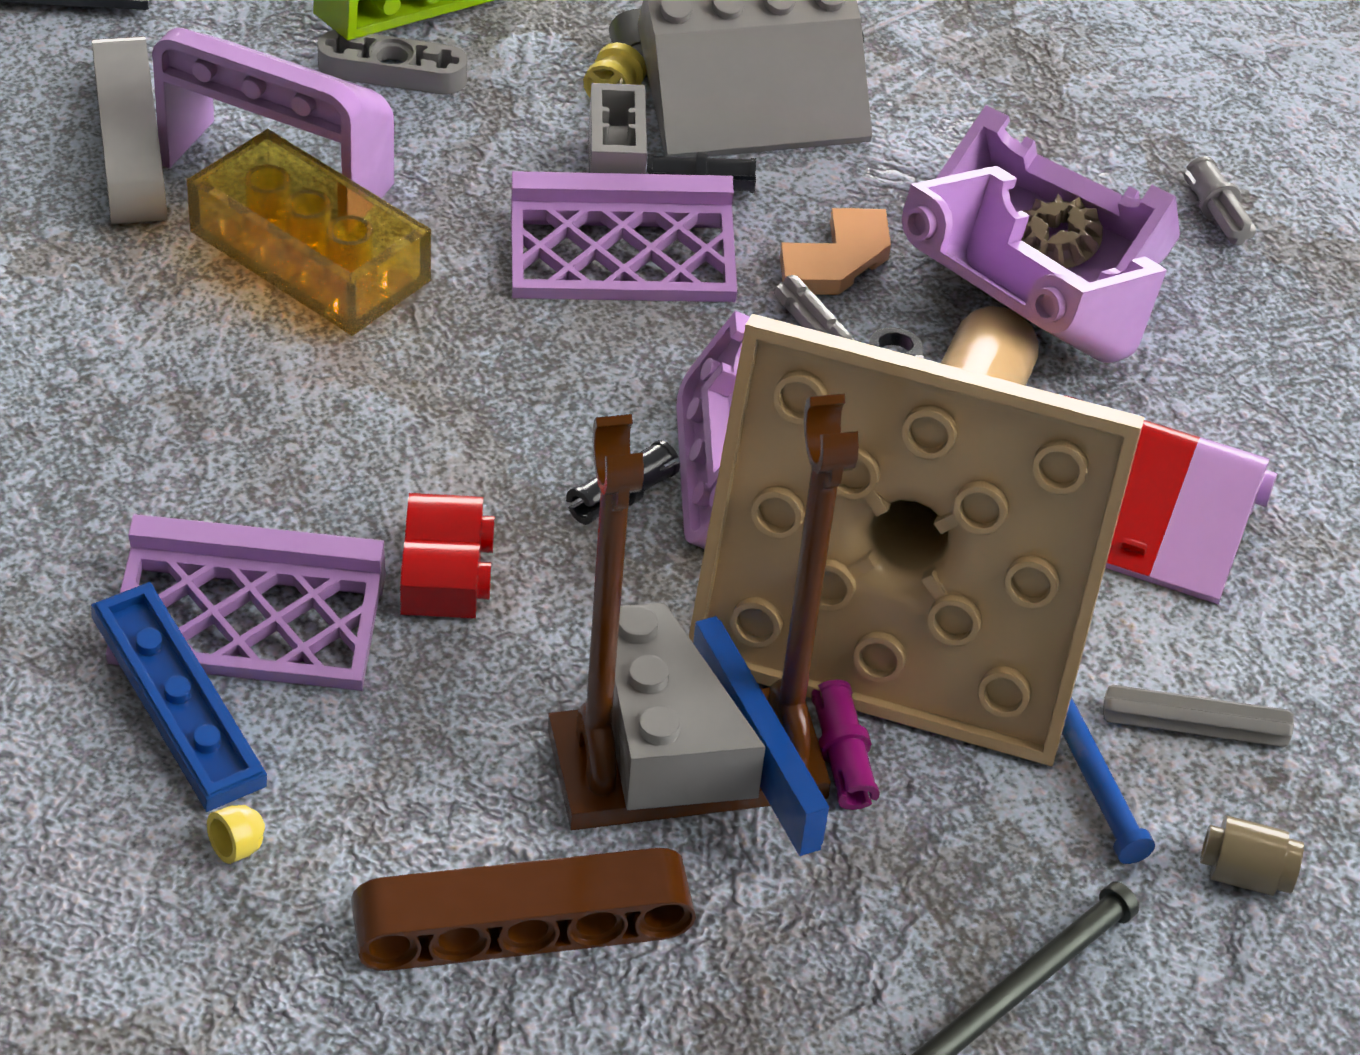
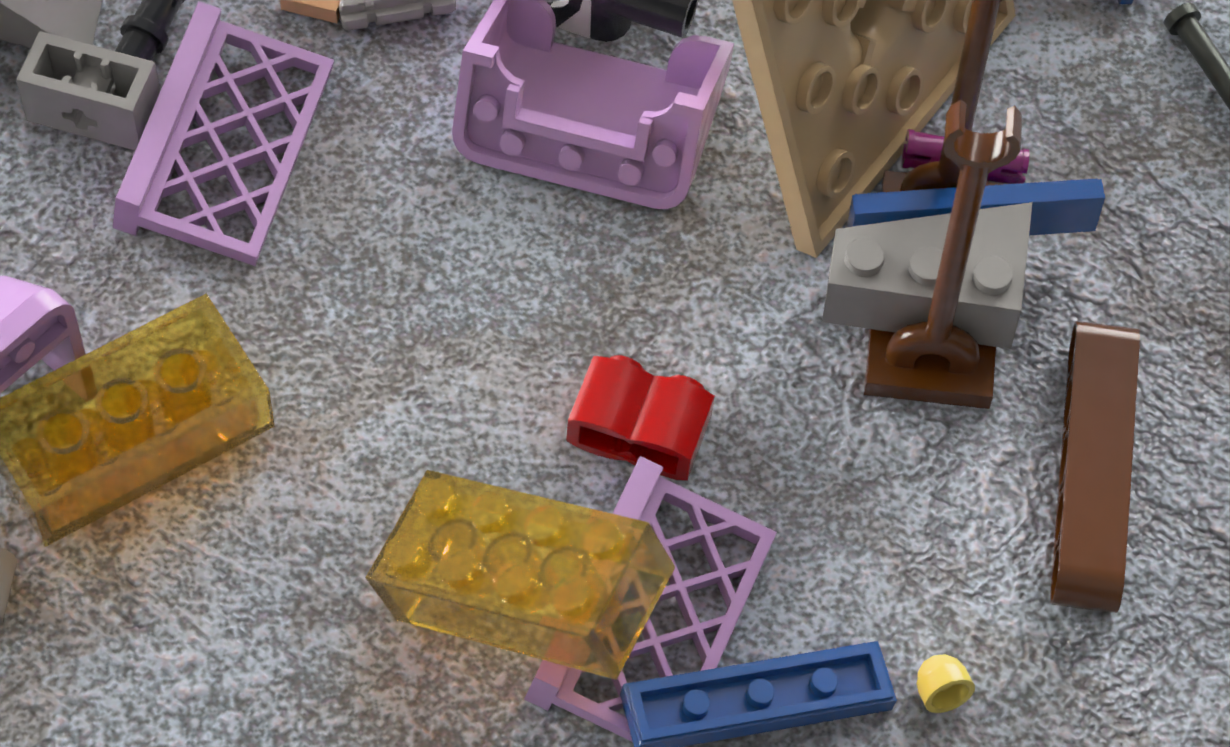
camera: 70 degrees left, 15 degrees up
(223, 474) = (522, 573): none -> clear yellow brick
(654, 472) = (581, 237): black pin -> none

